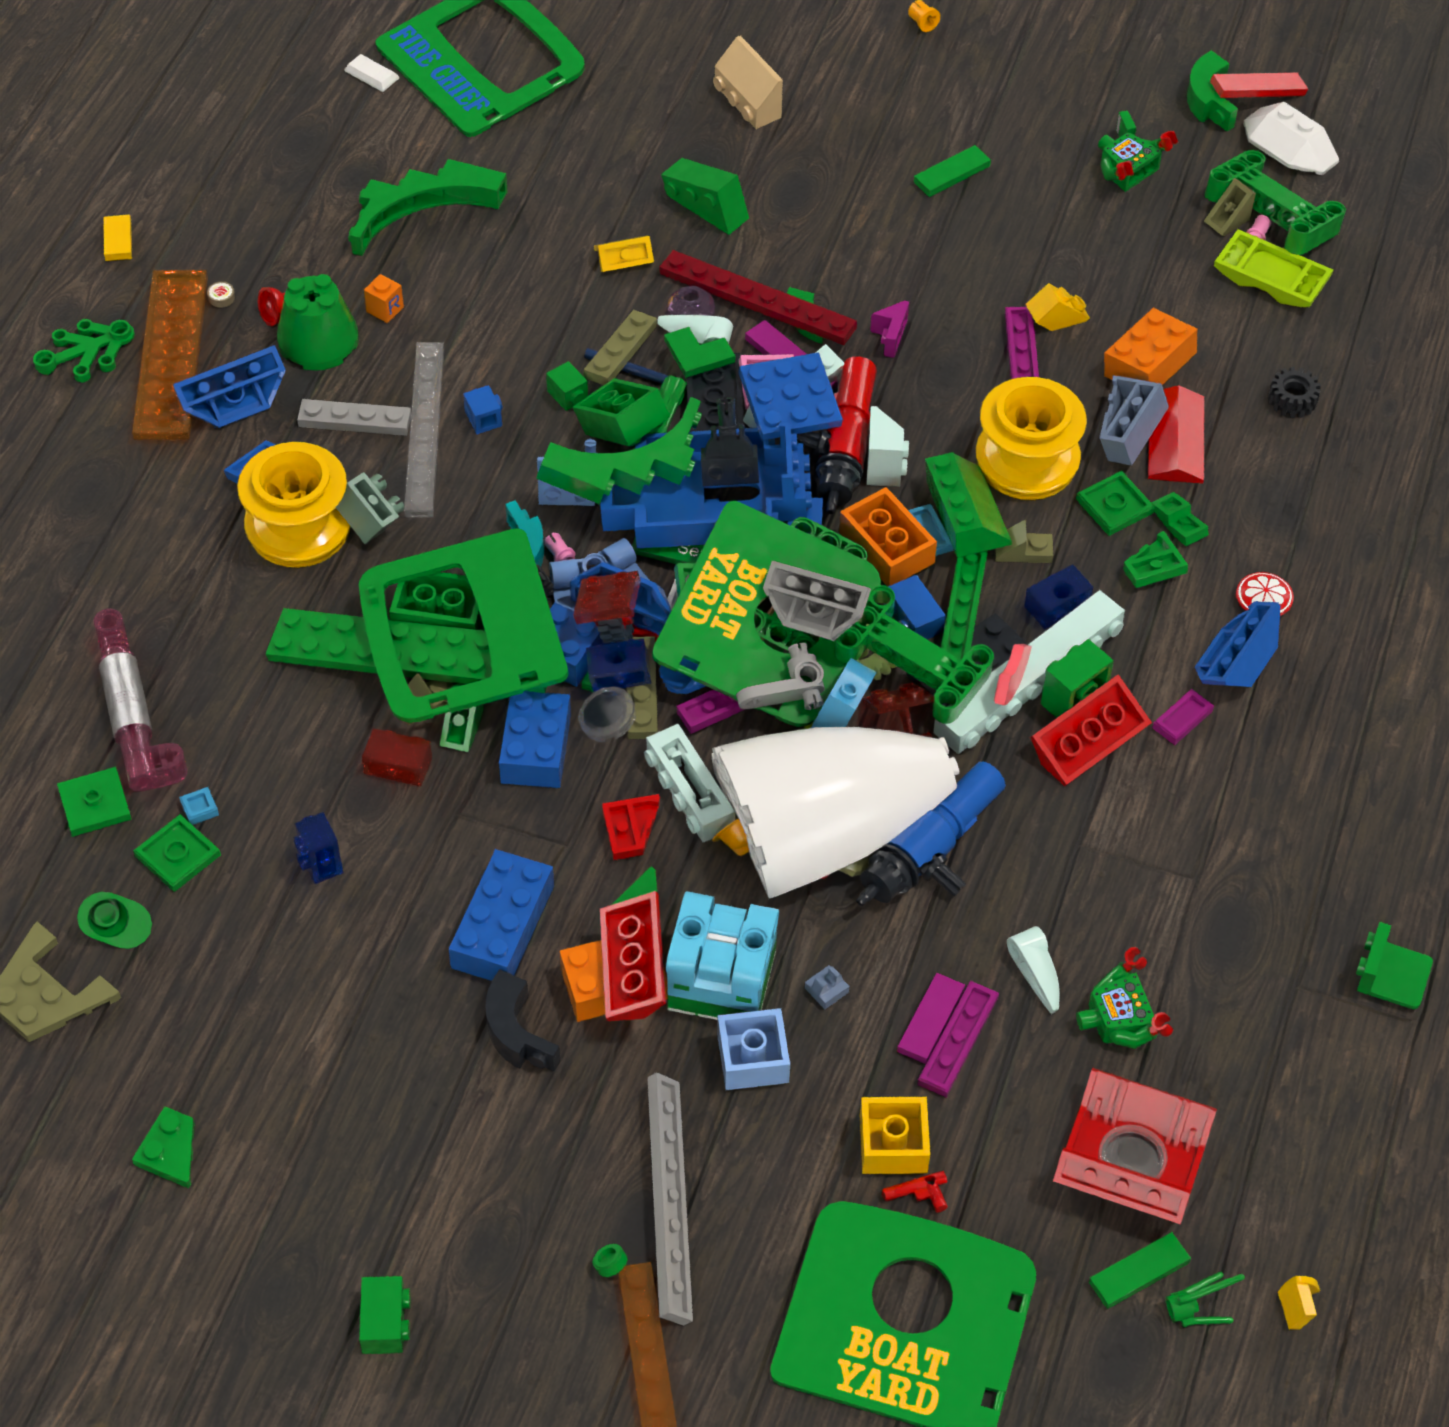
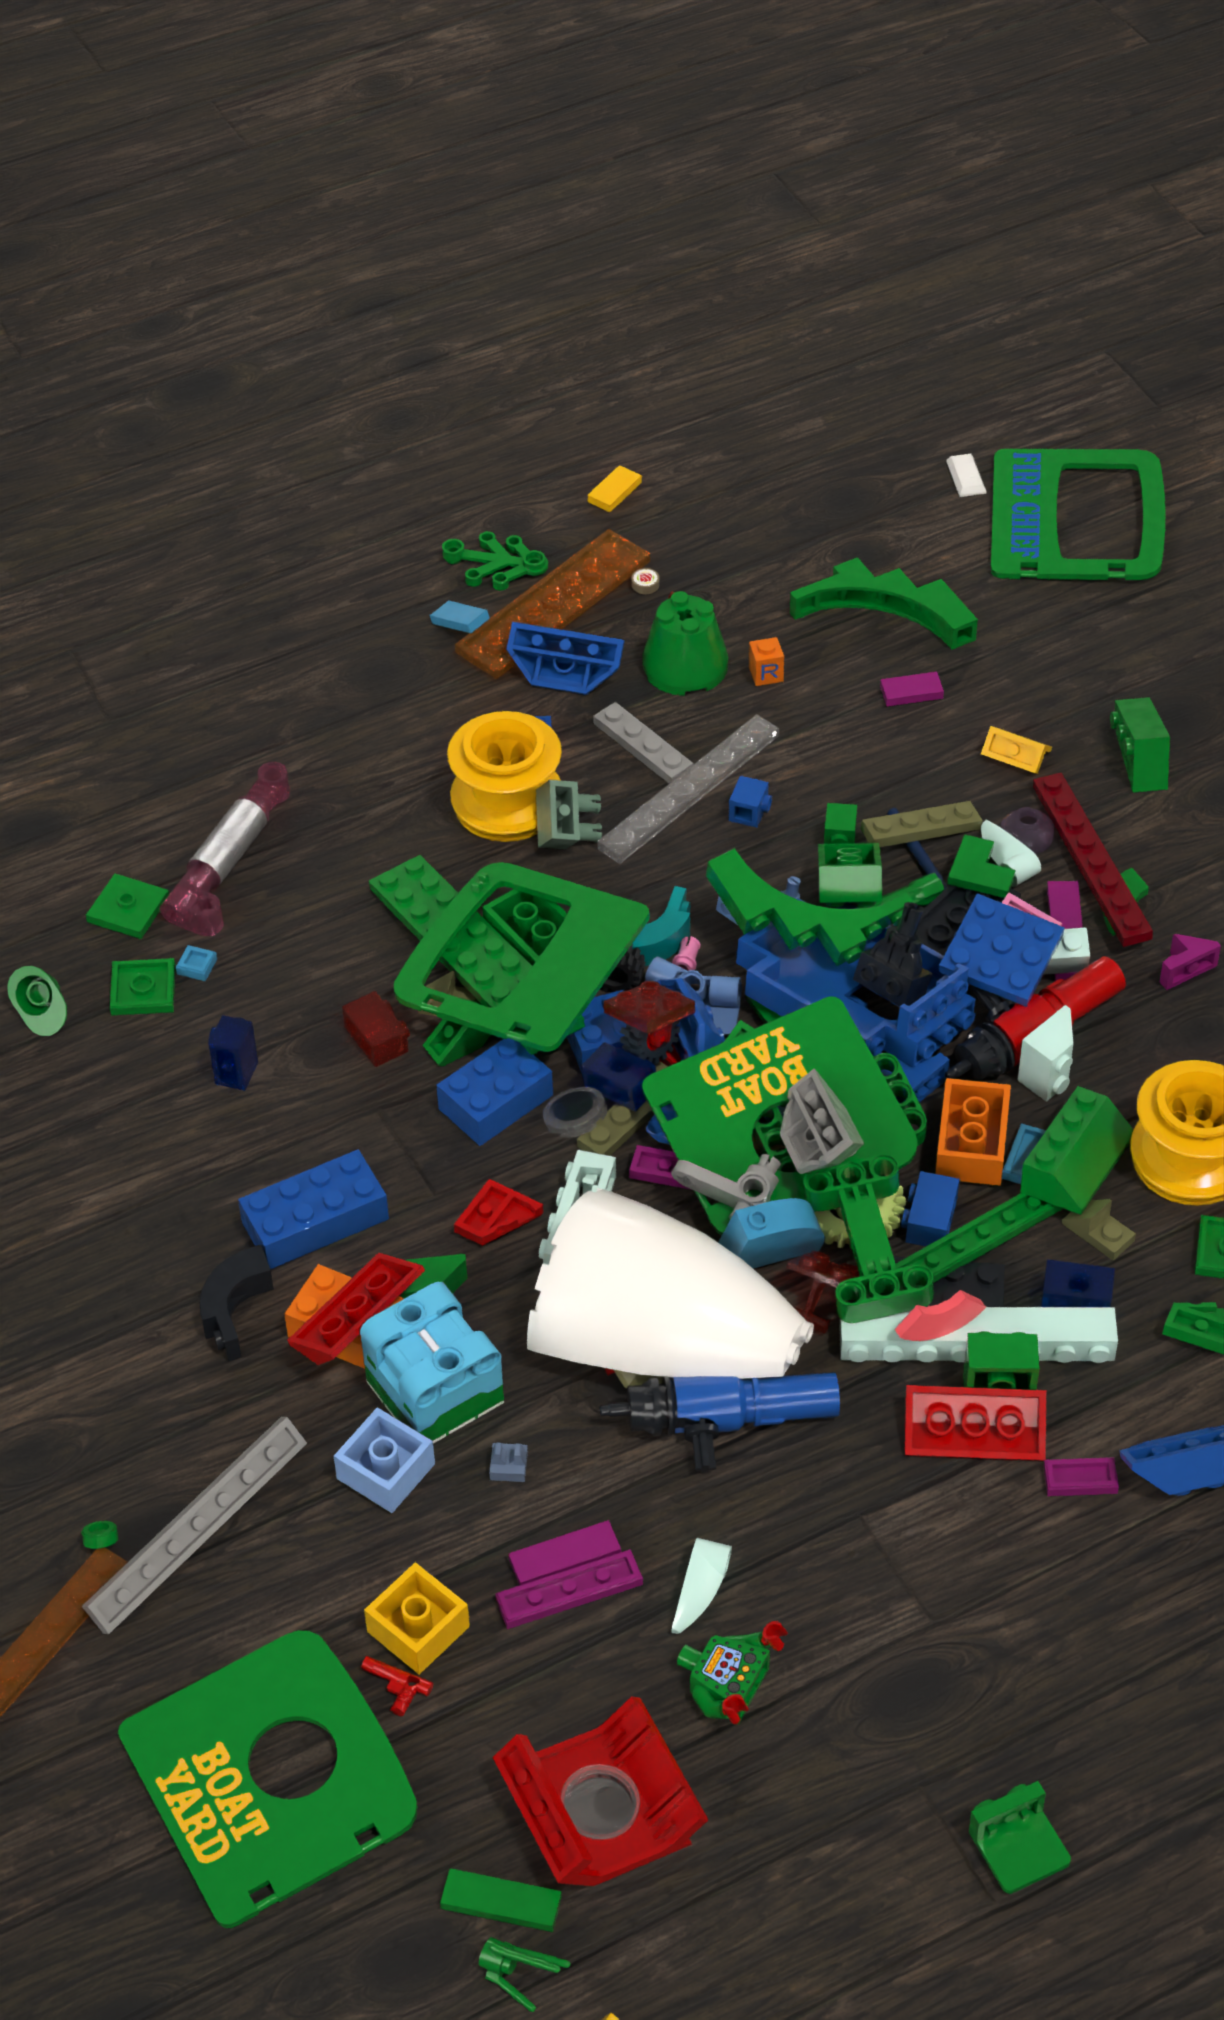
camera: 45 degrees right, 5 degrees down
(110, 409) = (459, 616): none -> dark azure tile
(504, 254) = (911, 688): none -> magenta tile

